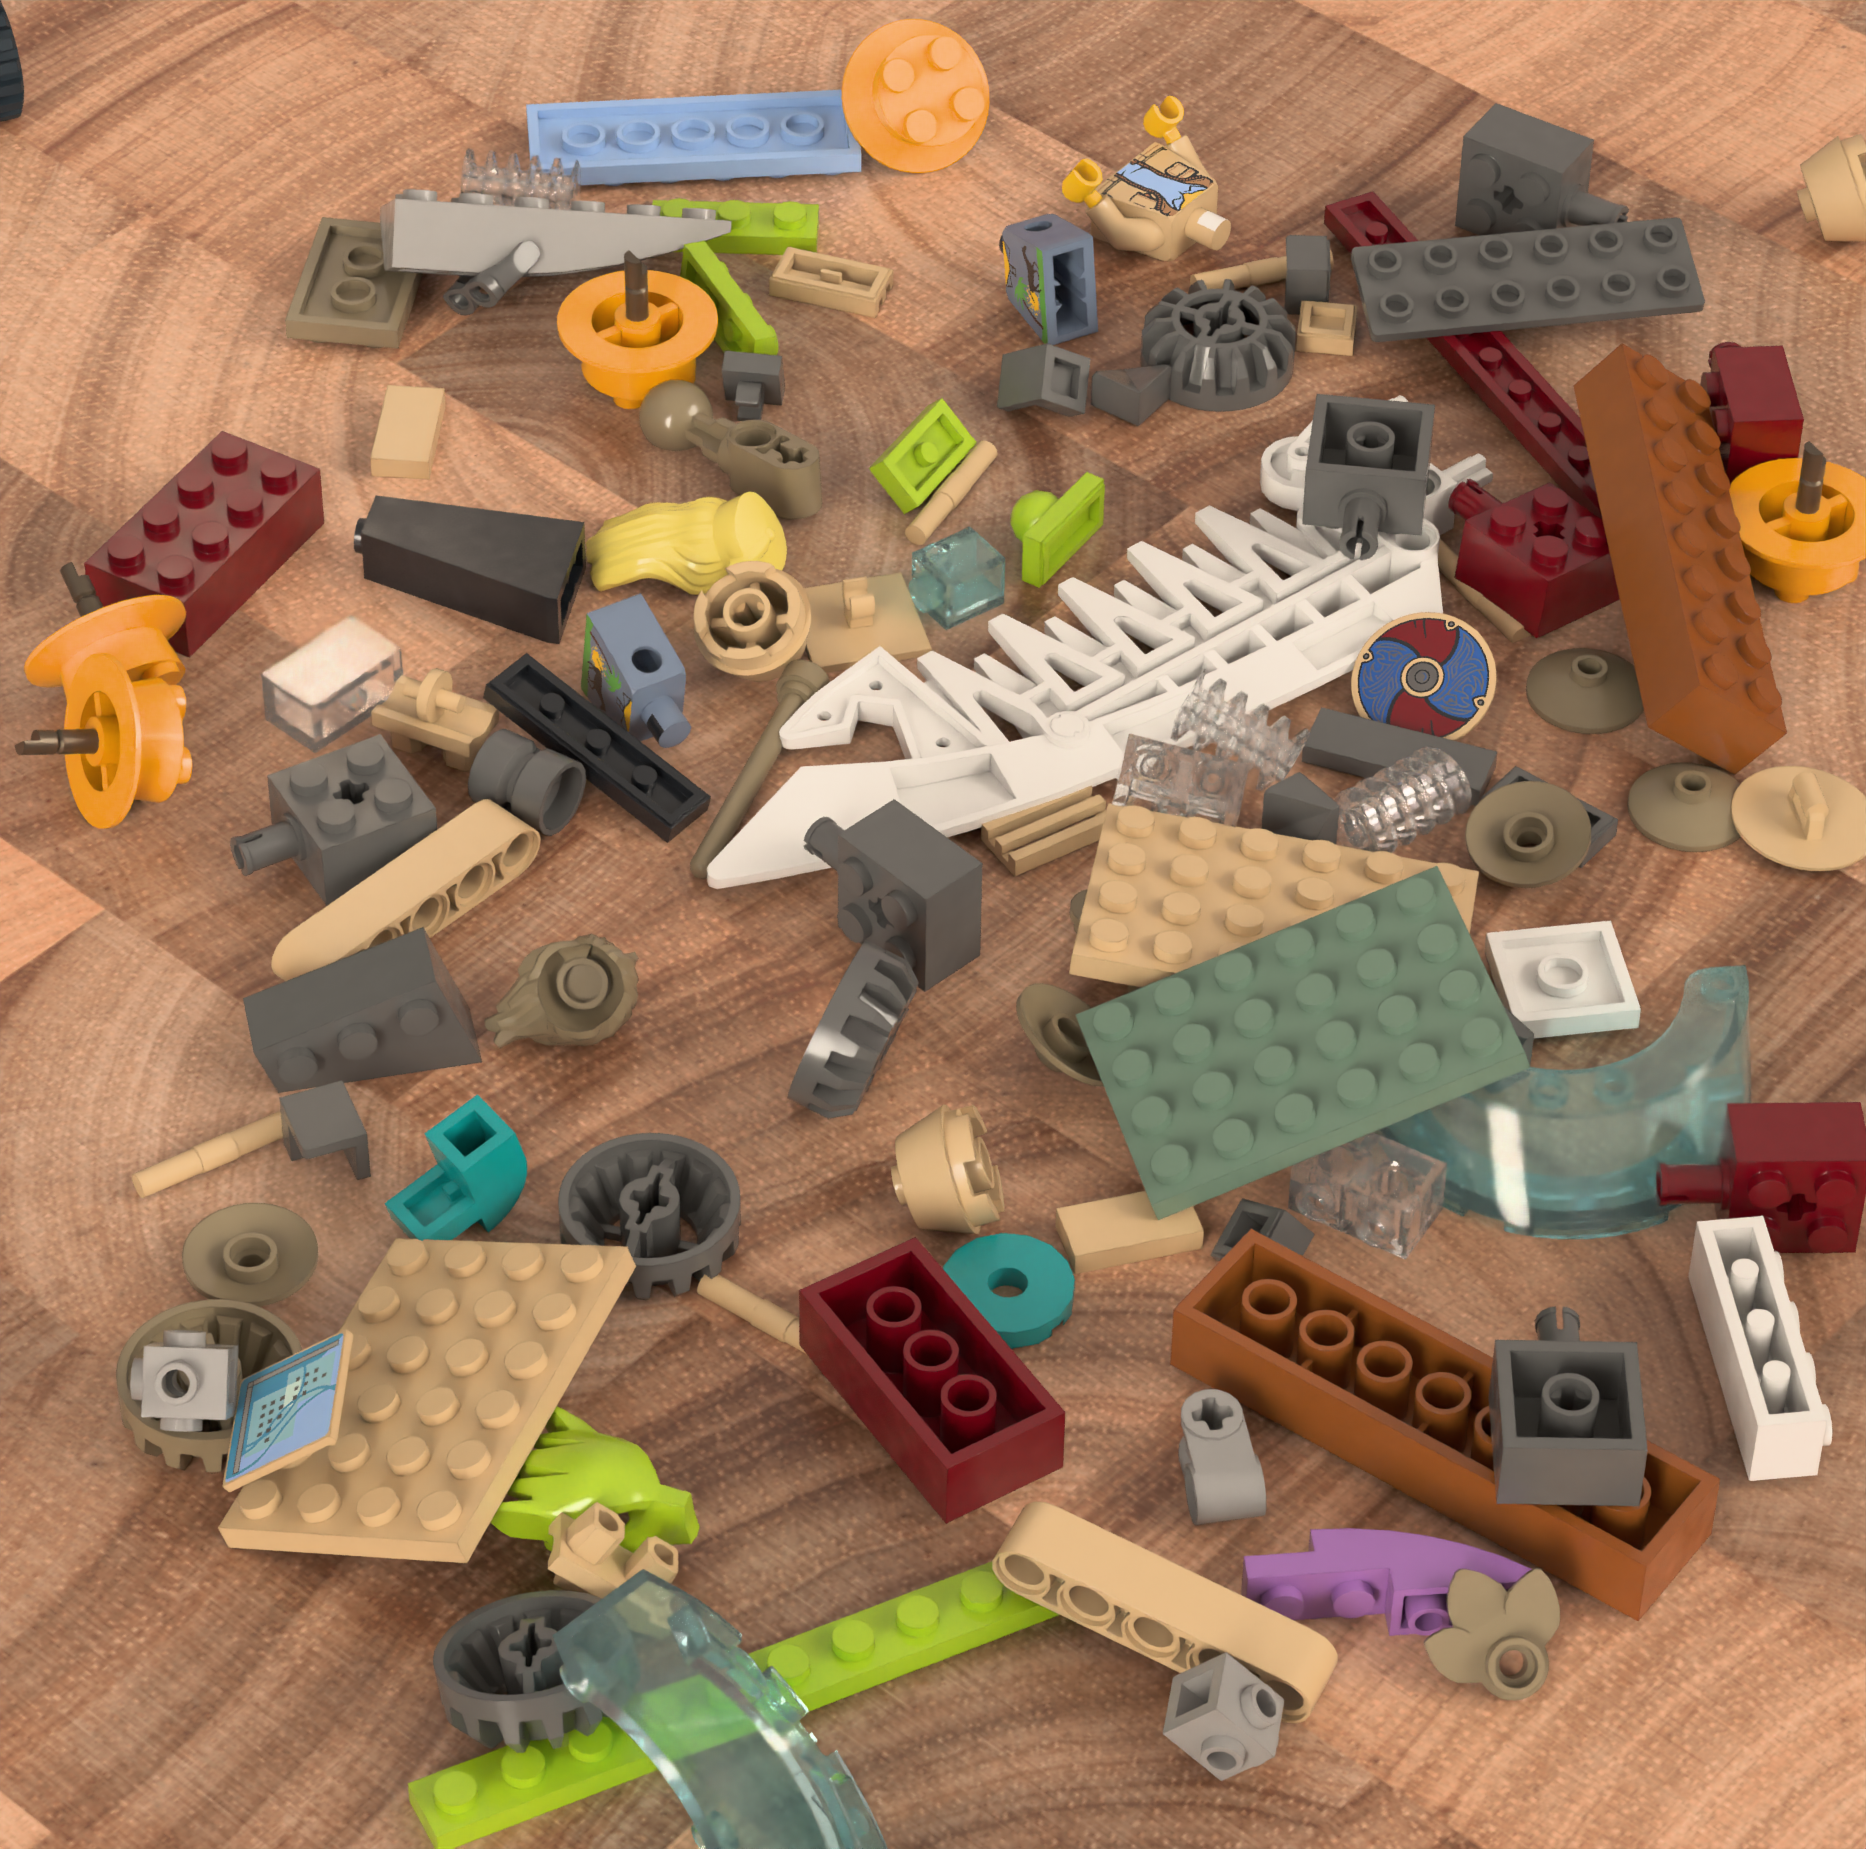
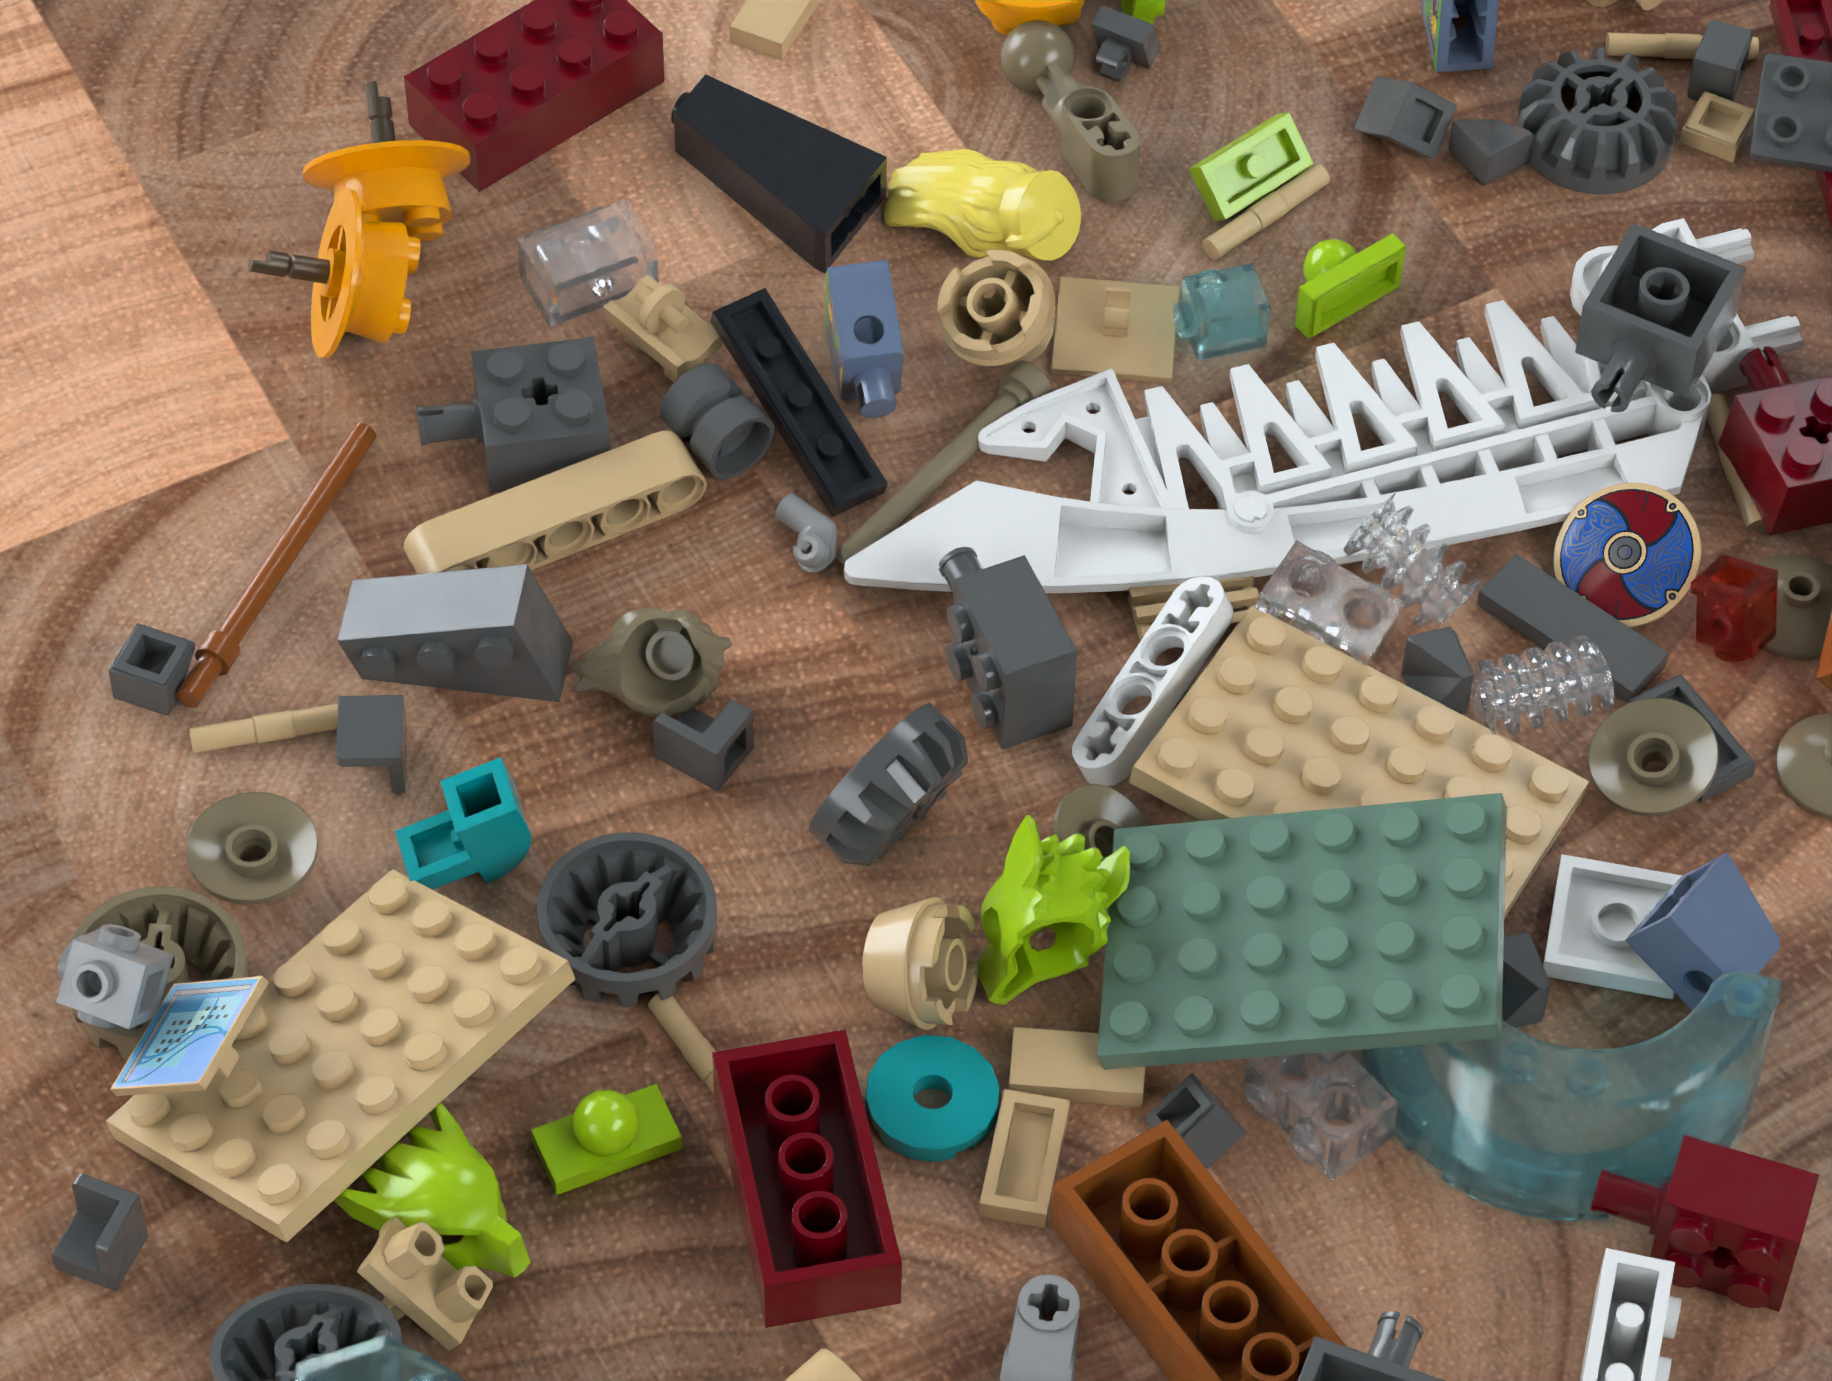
camera: 20 degrees right, 10 degrees up
(72, 1133) = (151, 669): none -> dark grey slope
(130, 1097) = (222, 647): none -> dark orange bar
(262, 1620) = (102, 1233): none -> dark grey panel
(645, 1061) = (703, 745): none -> dark grey panel
(661, 855) = (815, 533): none -> light grey arm
(715, 1406) = (606, 1137): none -> lime tile
(1048, 1073) = (1042, 889): none -> lime piece
(1056, 890) = (1144, 678): none -> white beam
(1118, 1316) = (1024, 1158): none -> tan tile
(1547, 680) = (1731, 618): none -> clear red brick
(1648, 954) = (1705, 930): none -> sand blue torso

